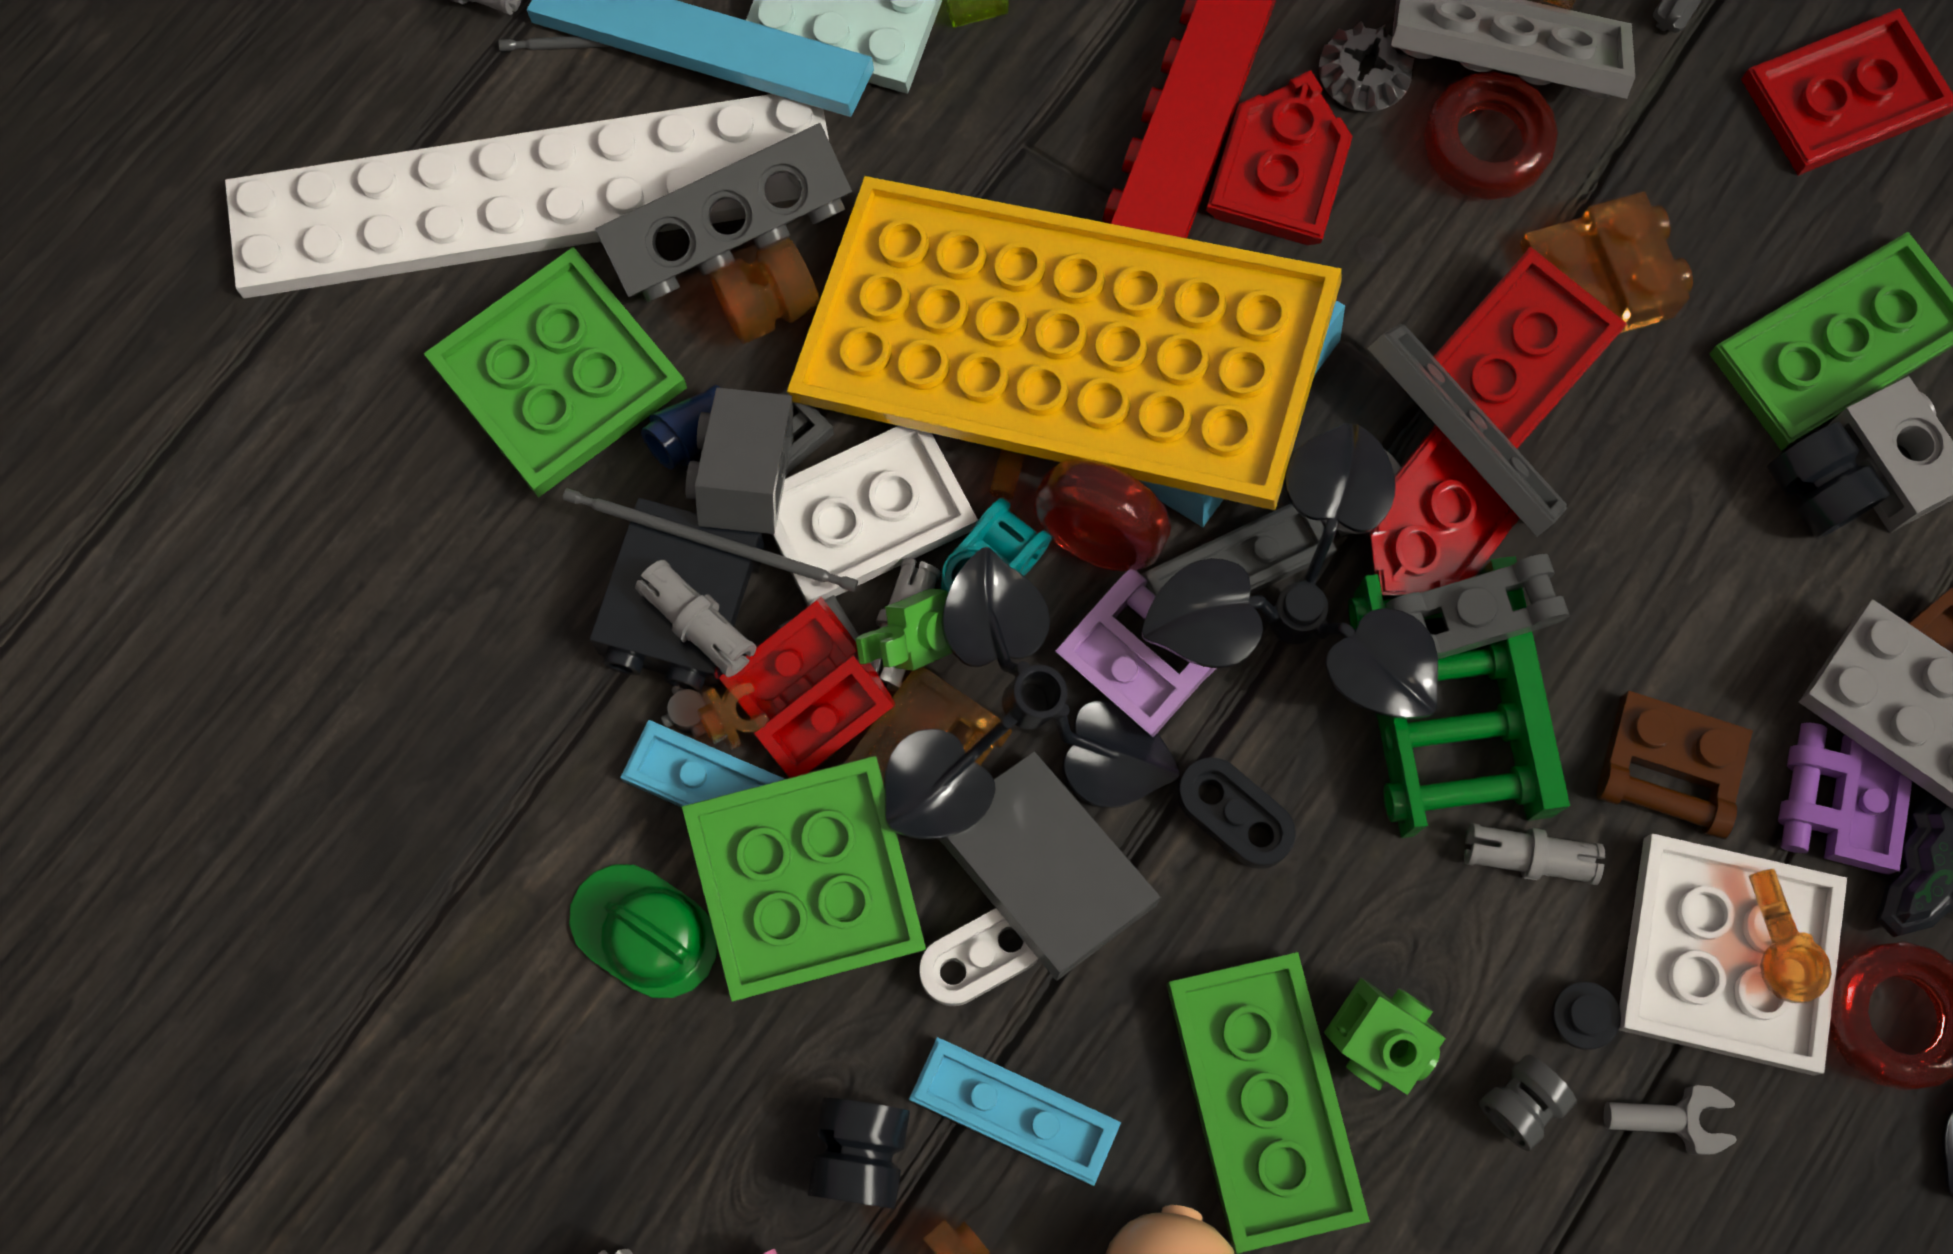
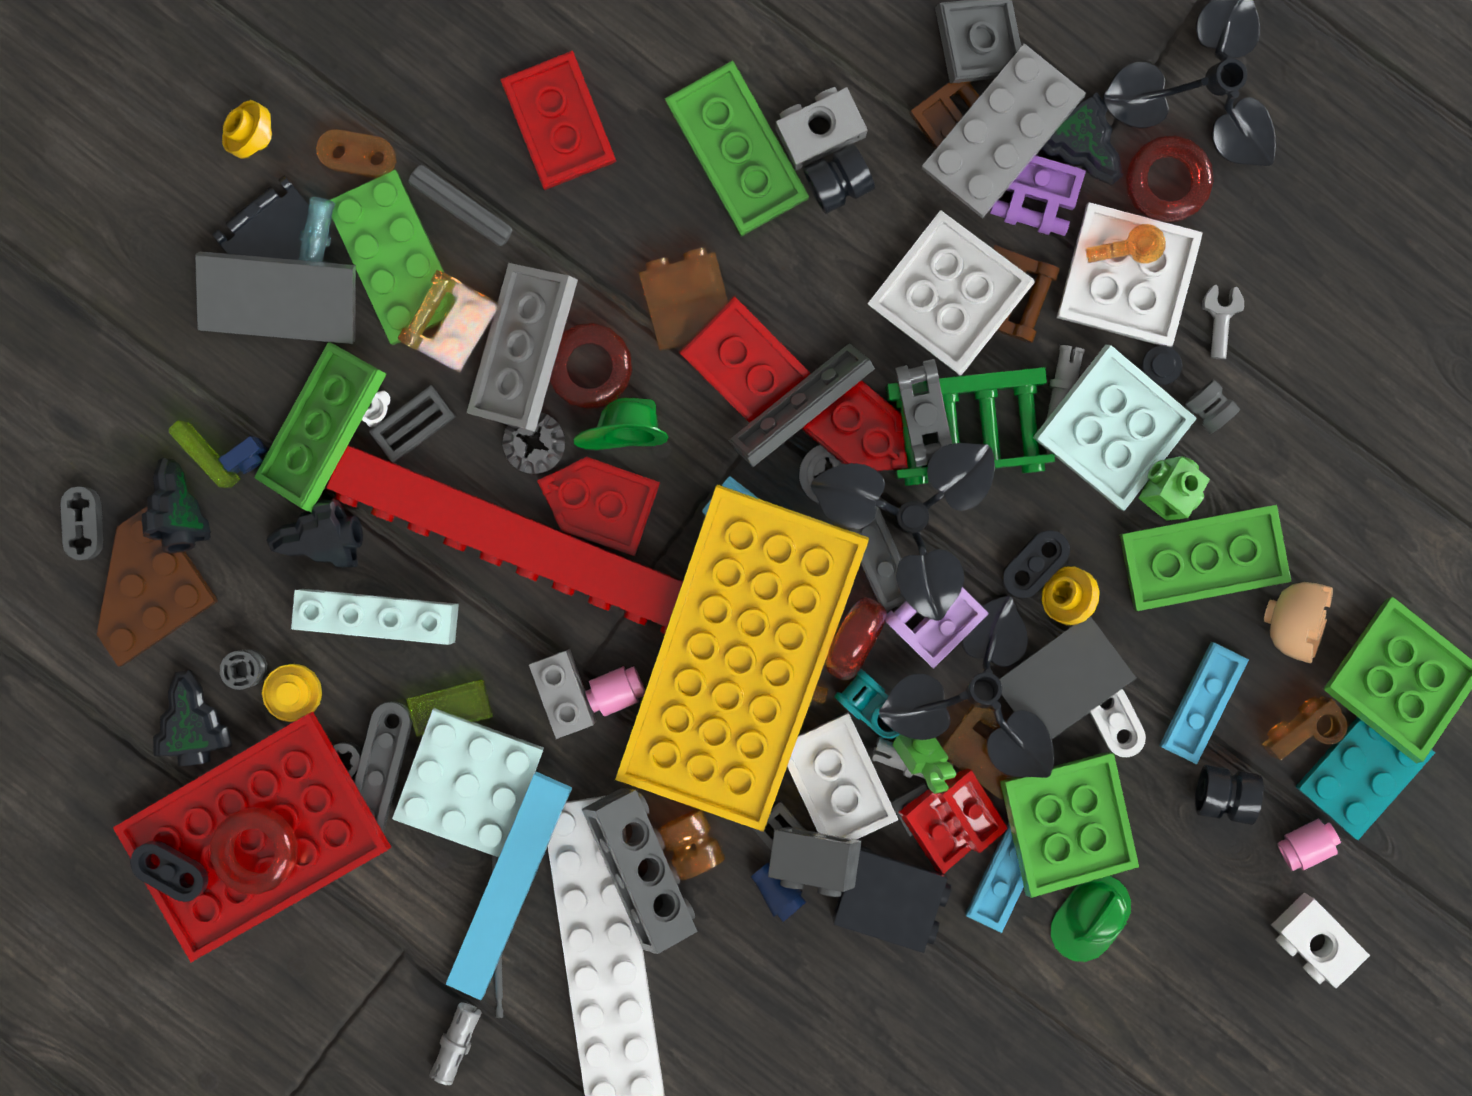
camera: 85 degrees left, 15 degrees up
(556, 371) = (738, 976): bright green plate -> none
(683, 711) = (961, 891): dark grey piece -> none
(695, 618) = (917, 890): light grey pin -> none
(710, 540) = (864, 880): dark grey piece -> none
(721, 718) = (972, 871): clear orange plate -> none
(993, 105) = (562, 693): none -> light grey brick
(998, 172) = (615, 690): none -> bright pink brick
(1188, 868) = (1070, 596): none -> yellow plate
(1402, 177) = (623, 425): none -> green piece
(1479, 932) = (1114, 427): none -> light aqua plate
(1672, 656) = (951, 292): none -> white plate

